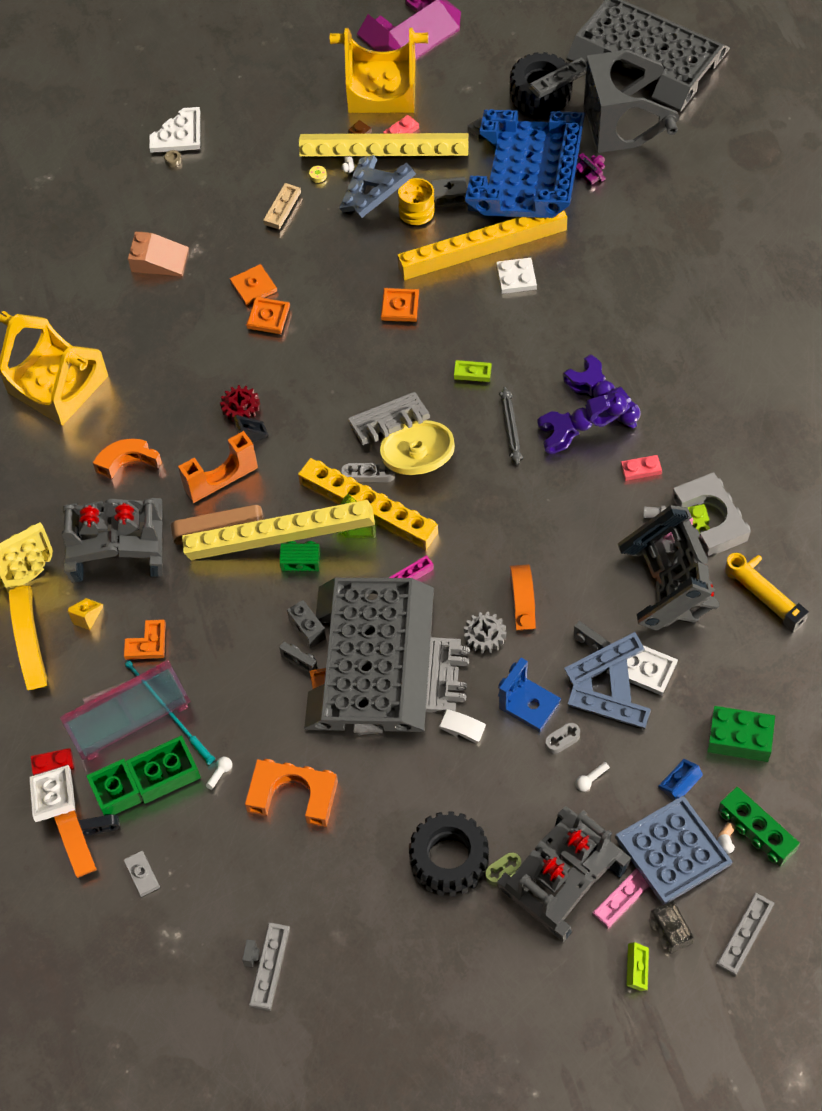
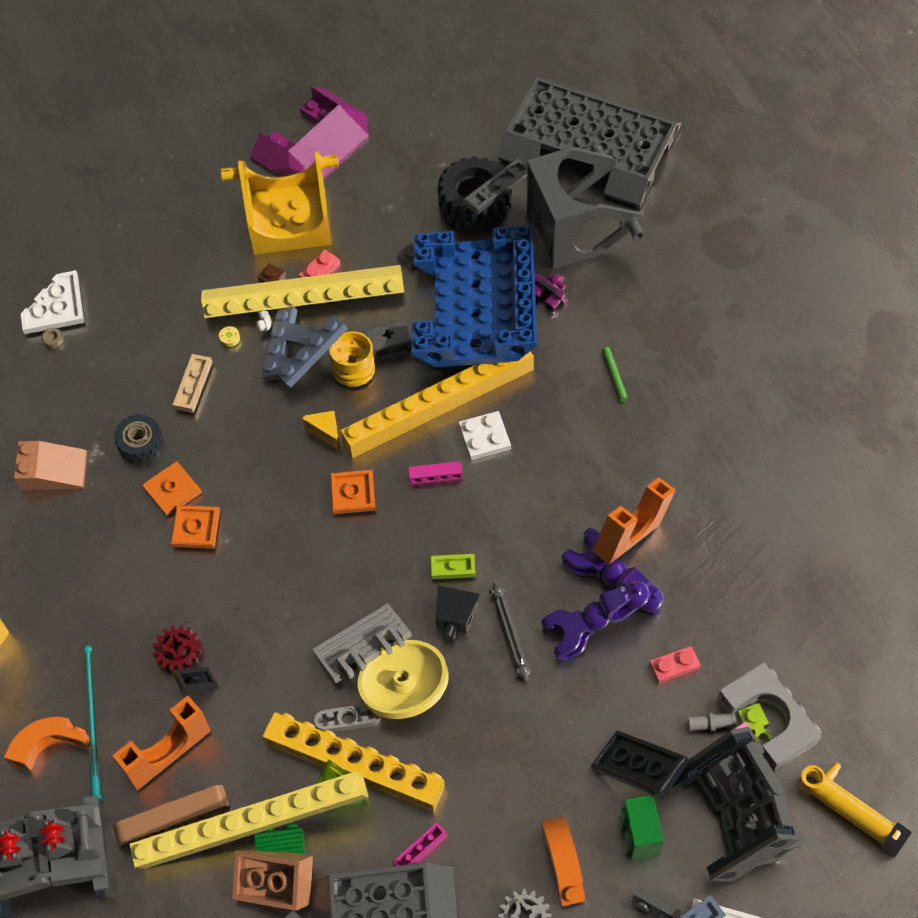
camera: 10 degrees left, 0 degrees up
(161, 481) = (93, 766): none -> teal piece
(223, 243) = (135, 427): none -> black wheel
(290, 576) = (273, 878): none -> nougat slope
(384, 252) = (323, 426): none -> yellow slope
(468, 403) = (455, 610): none -> black torso
(470, 299) = (435, 473): none -> dark pink piece
(589, 579) = (642, 827): none -> green brick
(597, 532) = (640, 764): none -> black tile
(616, 357) = (625, 529): none -> orange arch
(634, 243) = (614, 374): none -> bright green bar

